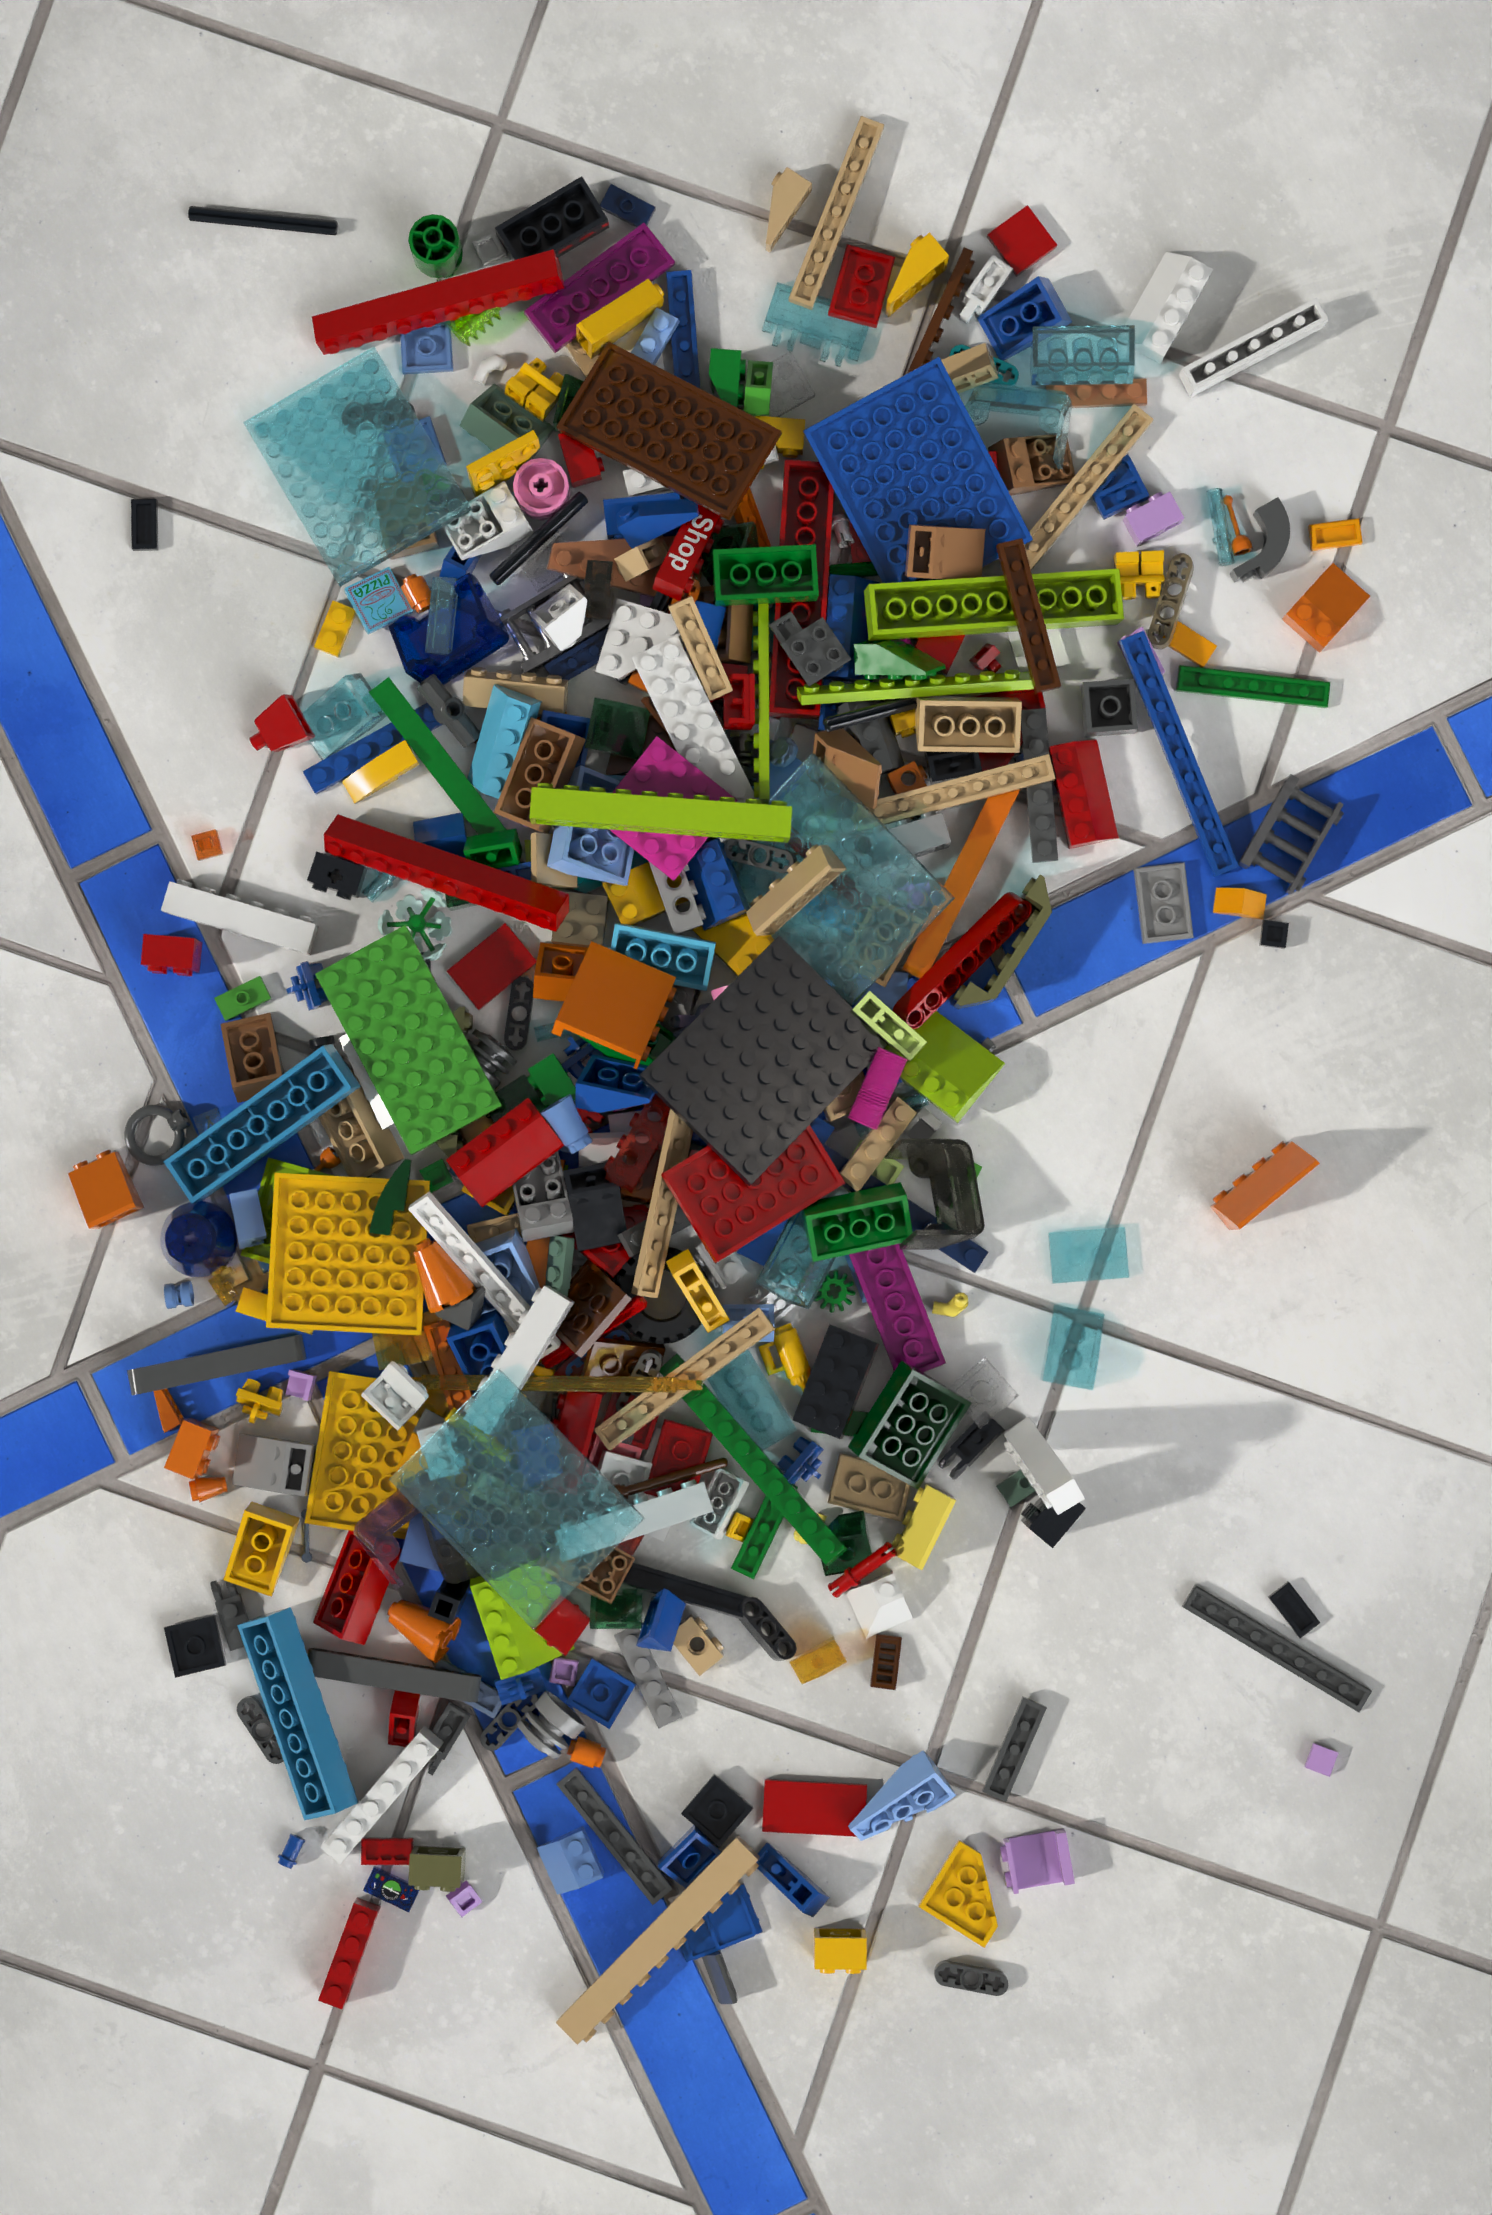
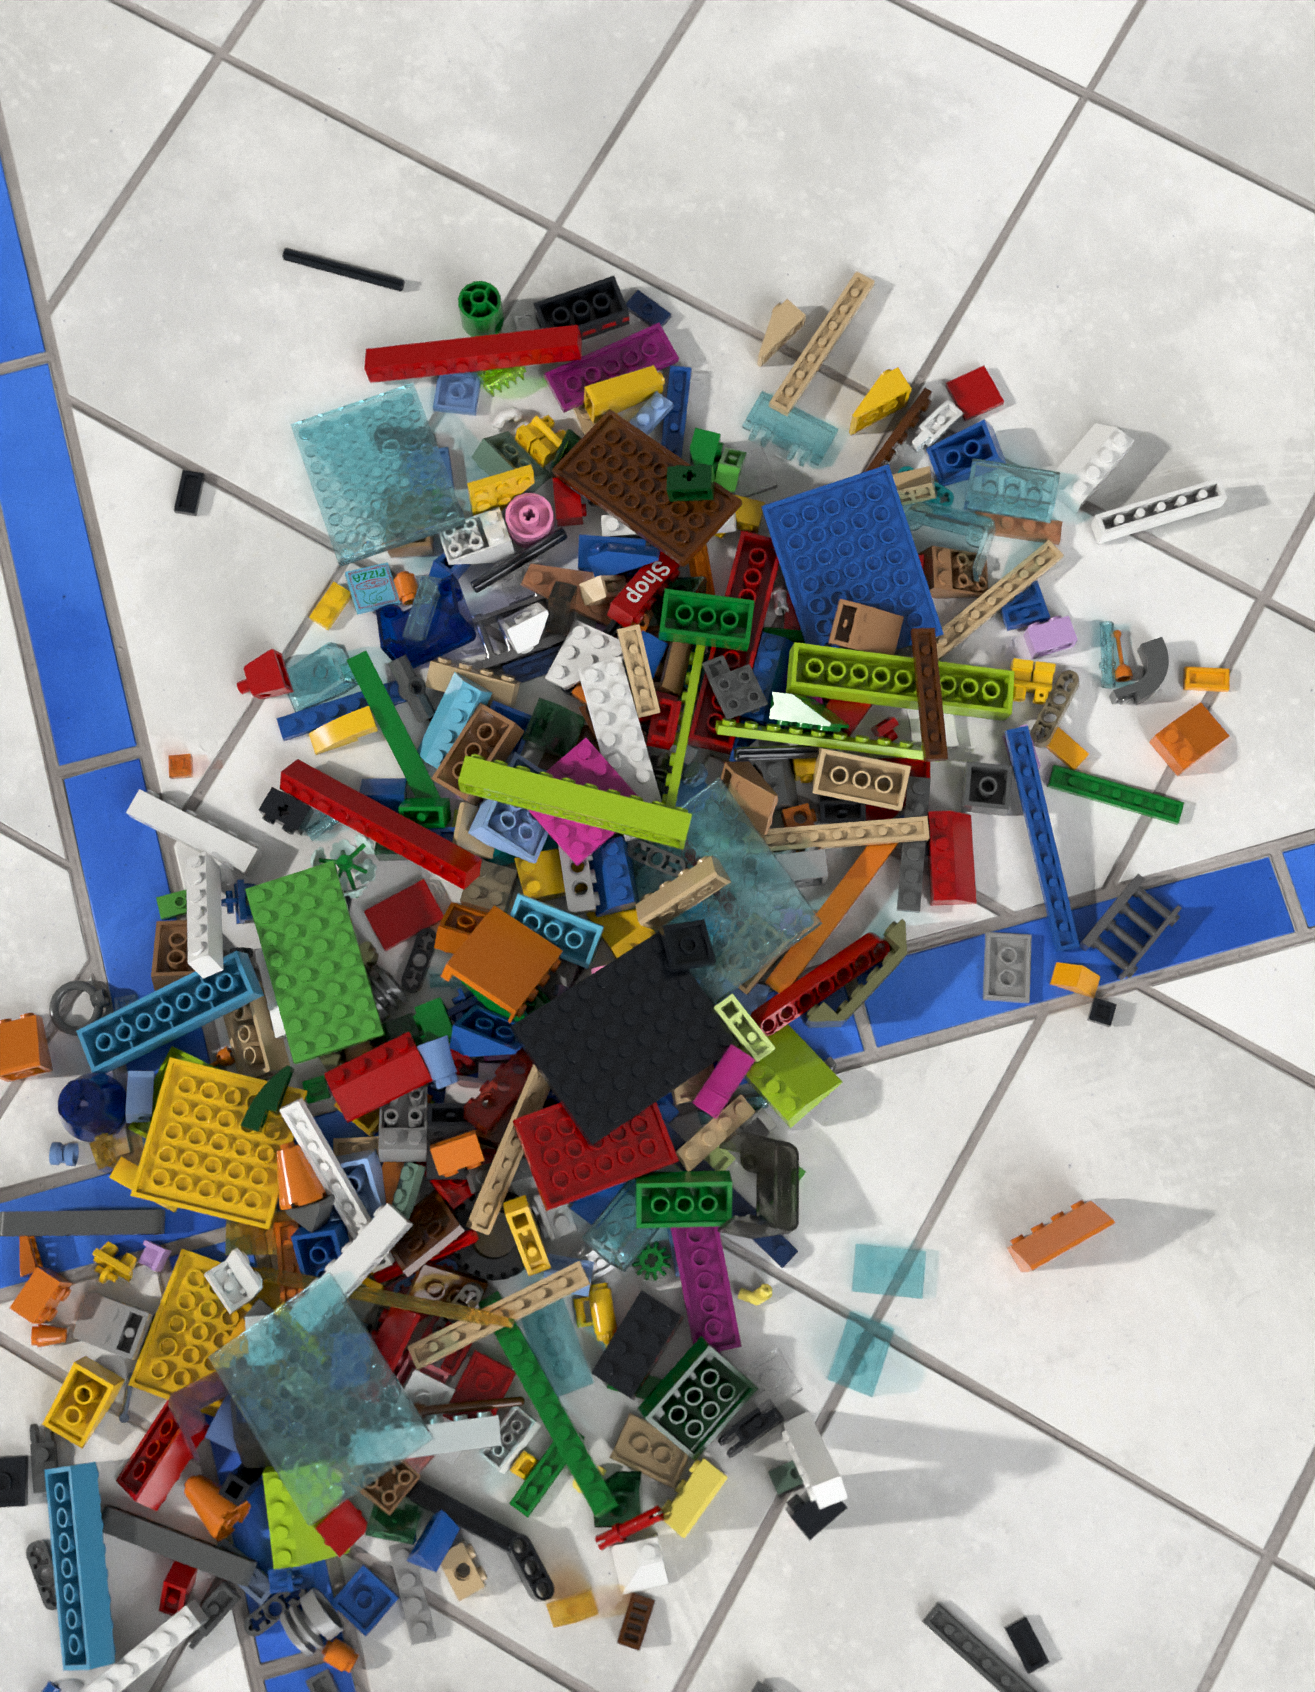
camera: 10 degrees right, 10 degrees down
(171, 953) = (126, 851): red brick -> none
(276, 1010) = (204, 915): none -> white brick
(564, 1671) = (335, 1572): lavender tile -> none
(606, 1218) = (457, 1153): none -> orange brick
(731, 422) = (690, 483): none -> dark green brick
(805, 1464) = (596, 1416): blue hips -> none
(811, 947) = (687, 945): none -> black plate
(861, 286) = (832, 405): red tile -> none

